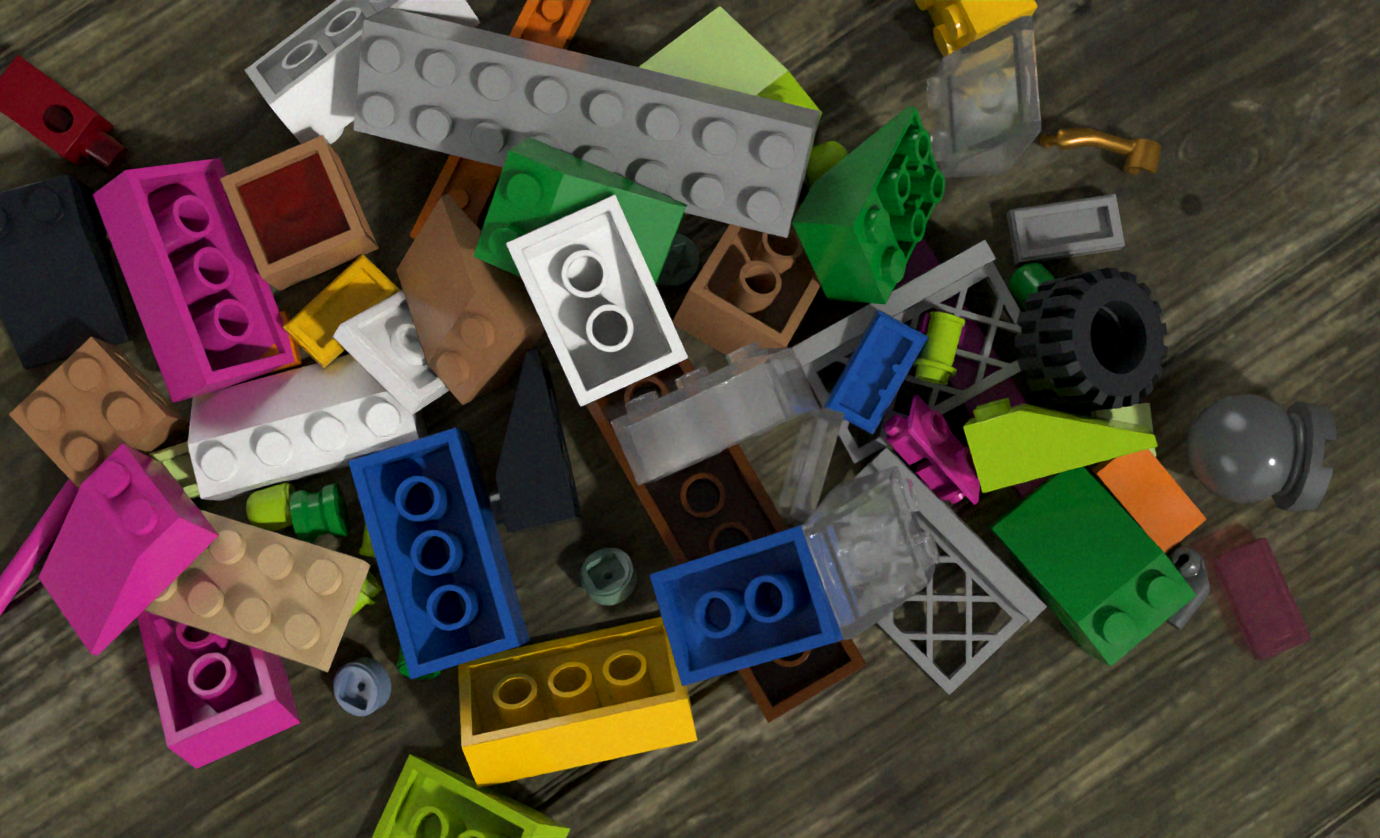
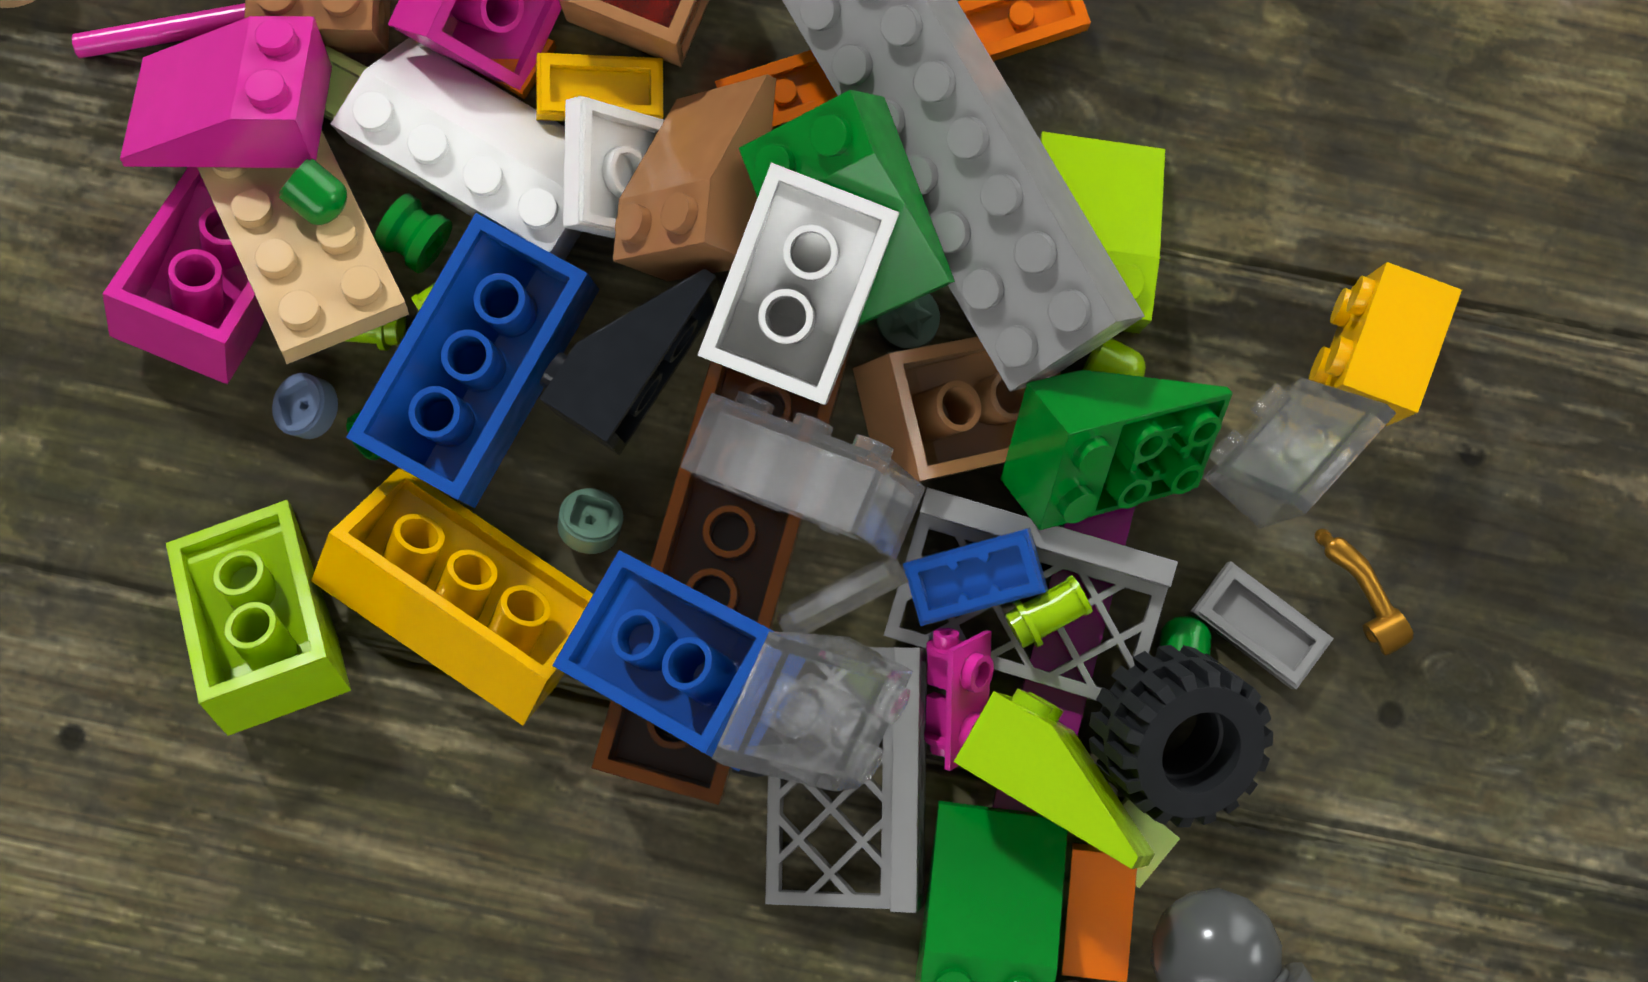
camera: 45 degrees right, 0 degrees up
(236, 550) = (314, 193): none -> green piece
(270, 507) = (378, 187): lime piece -> none

